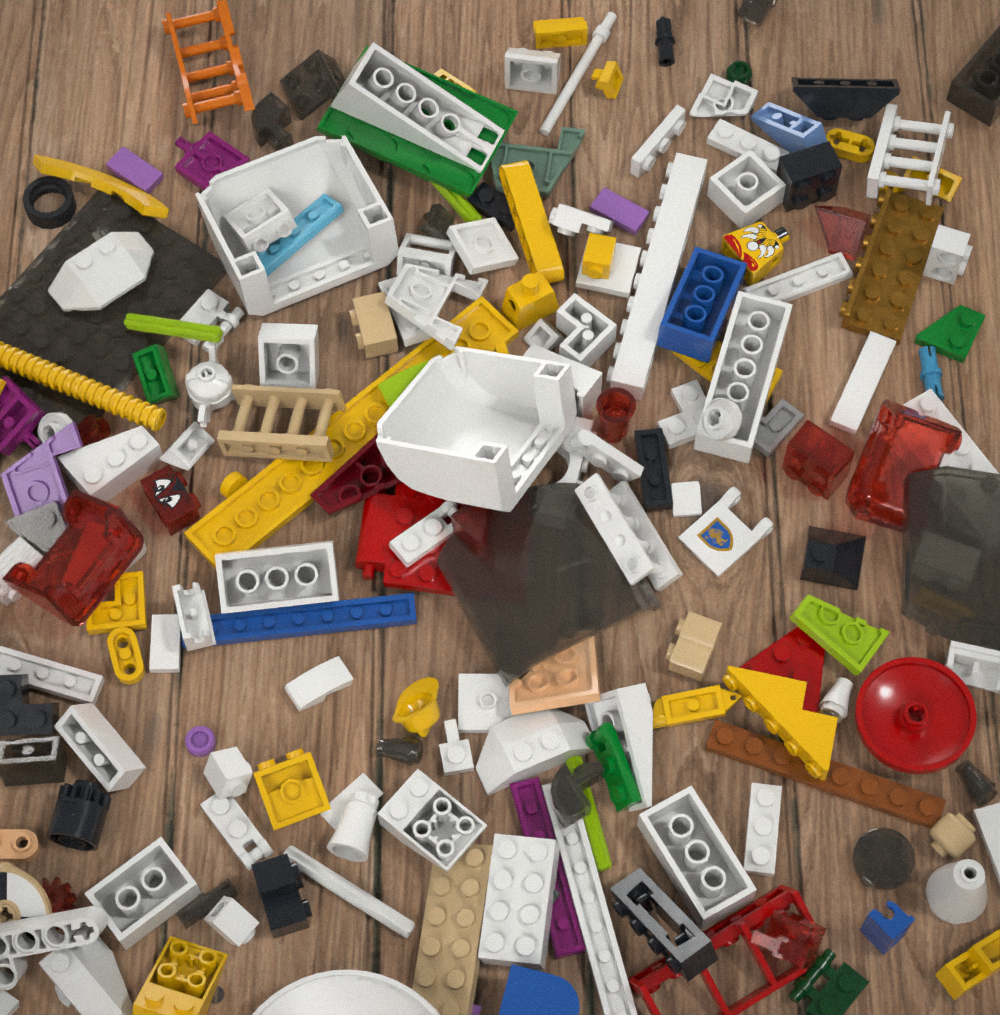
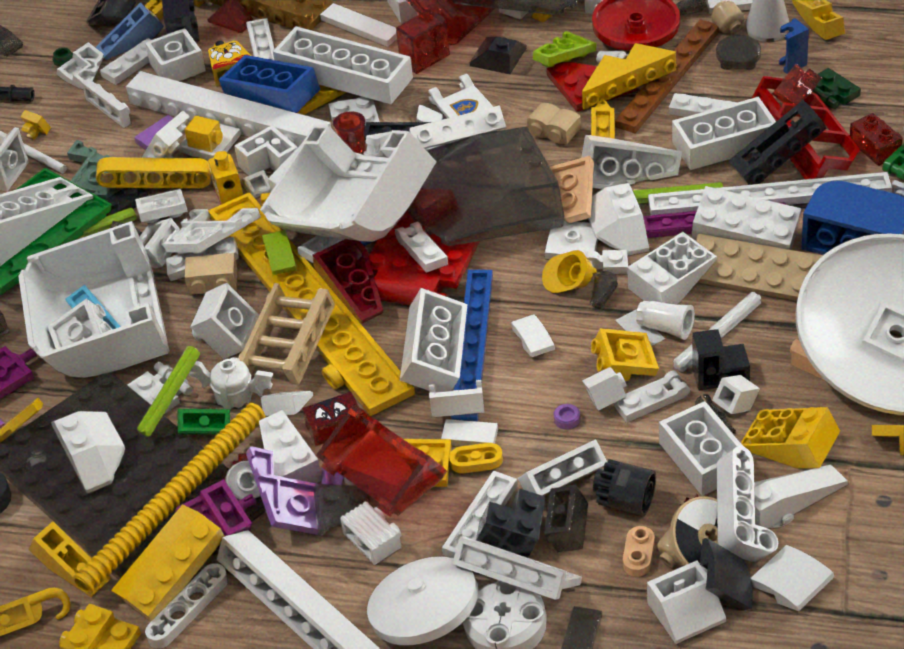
camera: 75 degrees left, 20 degrees down
(567, 791) = (666, 188): clear smoke brick -> none
(617, 772) = (645, 169): green plate -> none
(720, 419) = (386, 59): white plate -> none

